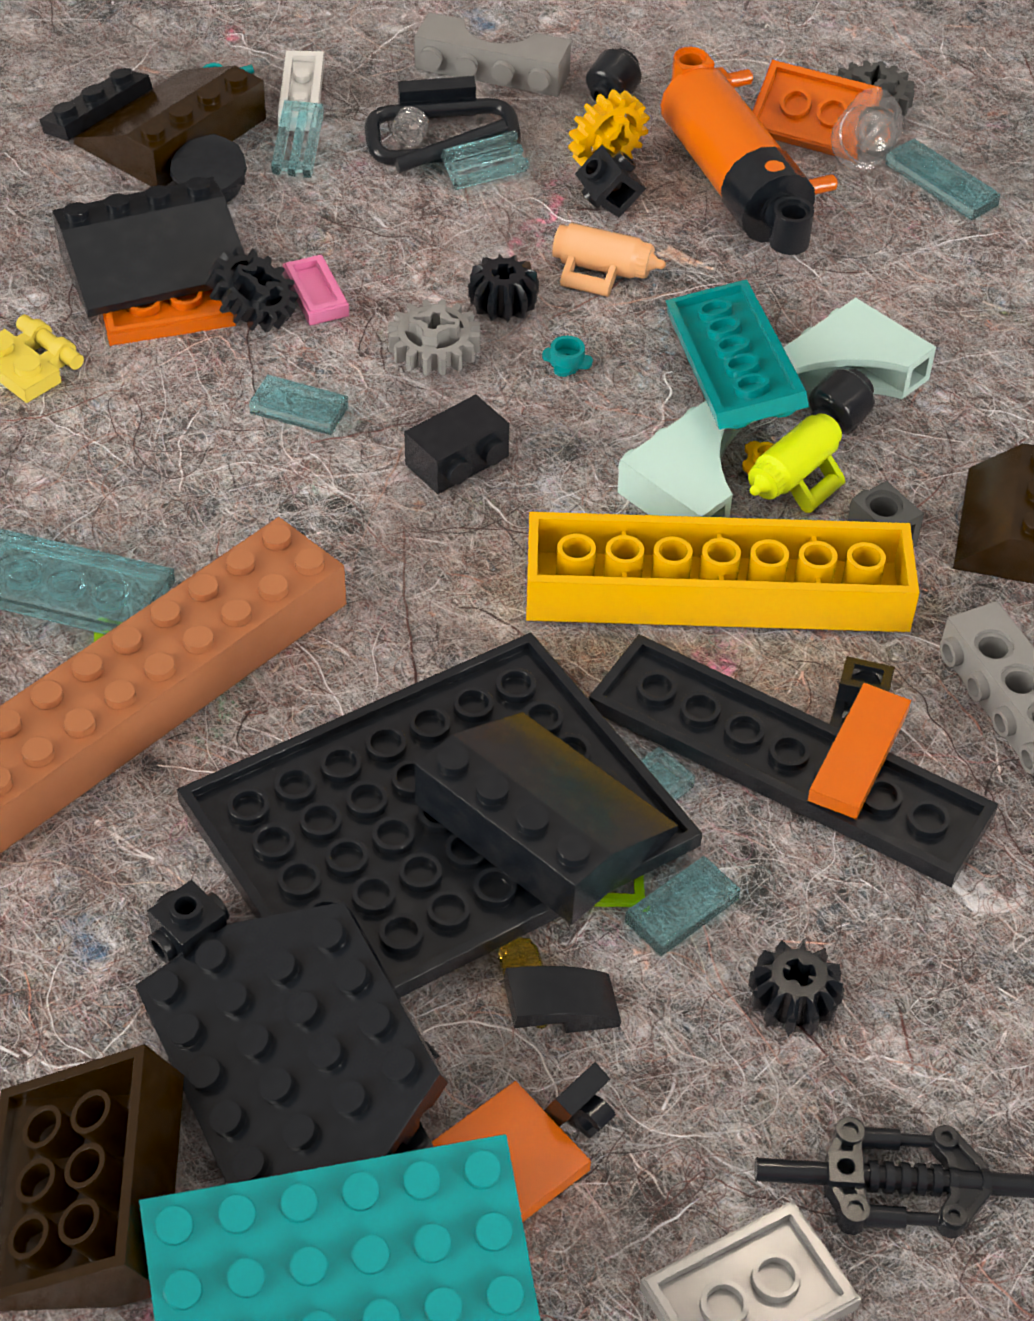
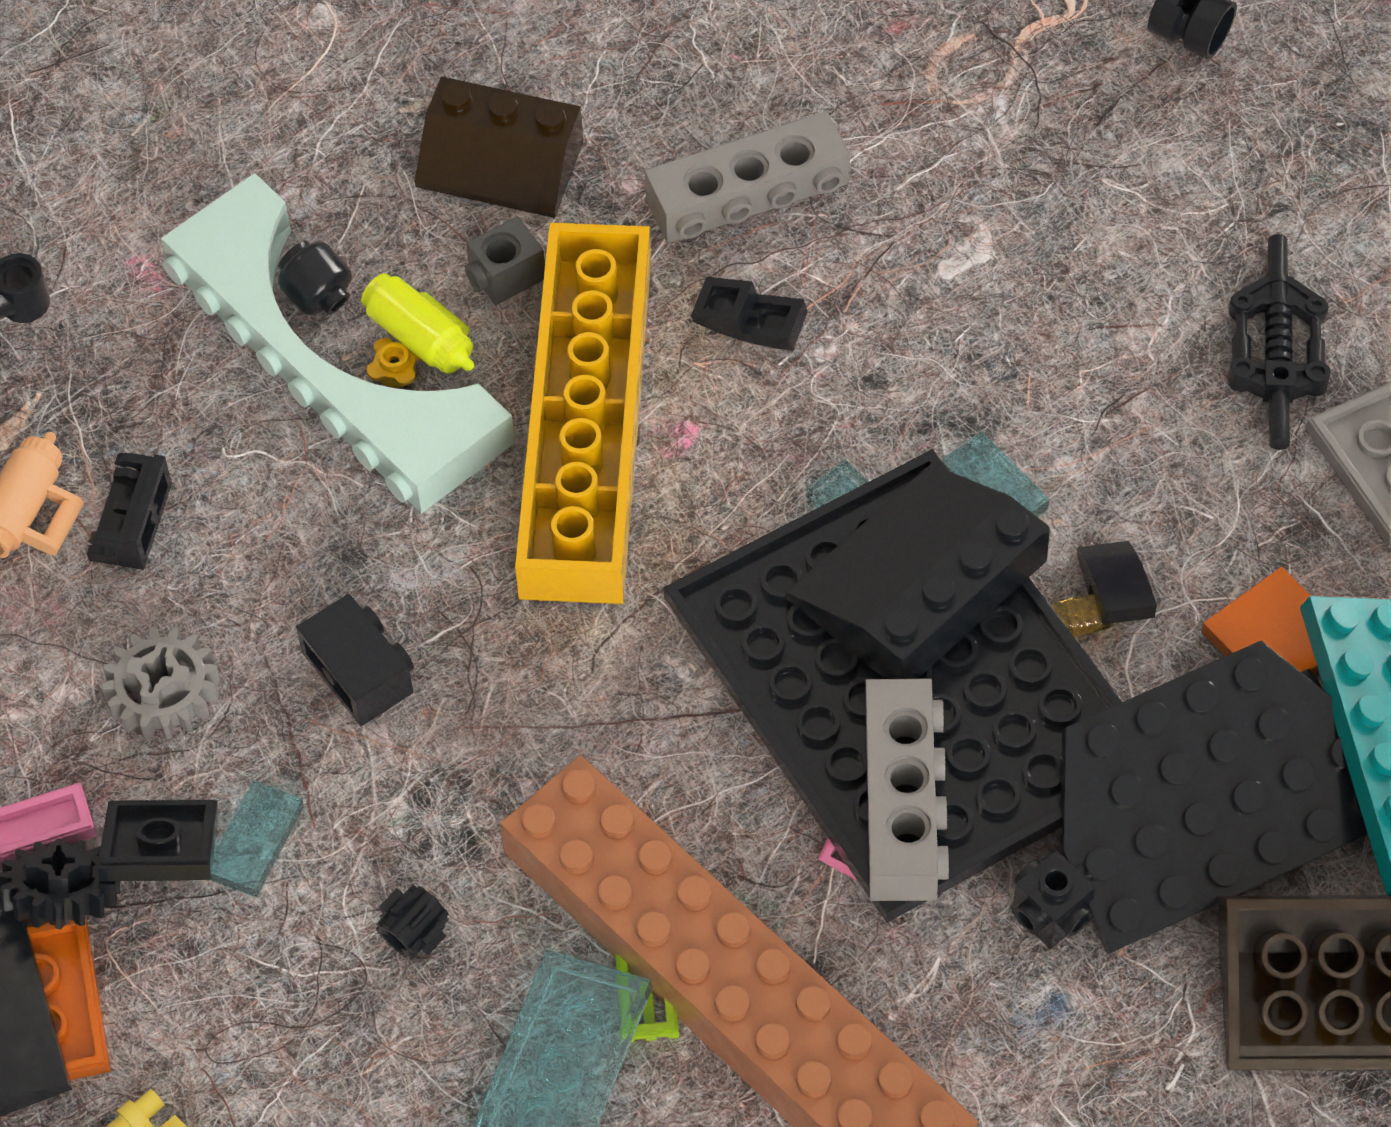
camera: 85 degrees left, 10 degrees up
(206, 486) = (412, 921): none -> black gear
(287, 339) = (158, 840): none -> black tile
(292, 784) = (899, 868): none -> light grey brick
(503, 287) = (75, 606): black gear -> none
(567, 355) = (198, 535): teal plate -> none
(580, 1102) = (1223, 570): black tile -> none
(595, 318) = (131, 511): none -> black hinge
(736, 355) = (257, 359): teal plate -> none
(779, 753) = (817, 381): black plate -> none
(796, 987) = (1097, 394): black gear -> none
(859, 751) = (831, 309): orange tile -> none

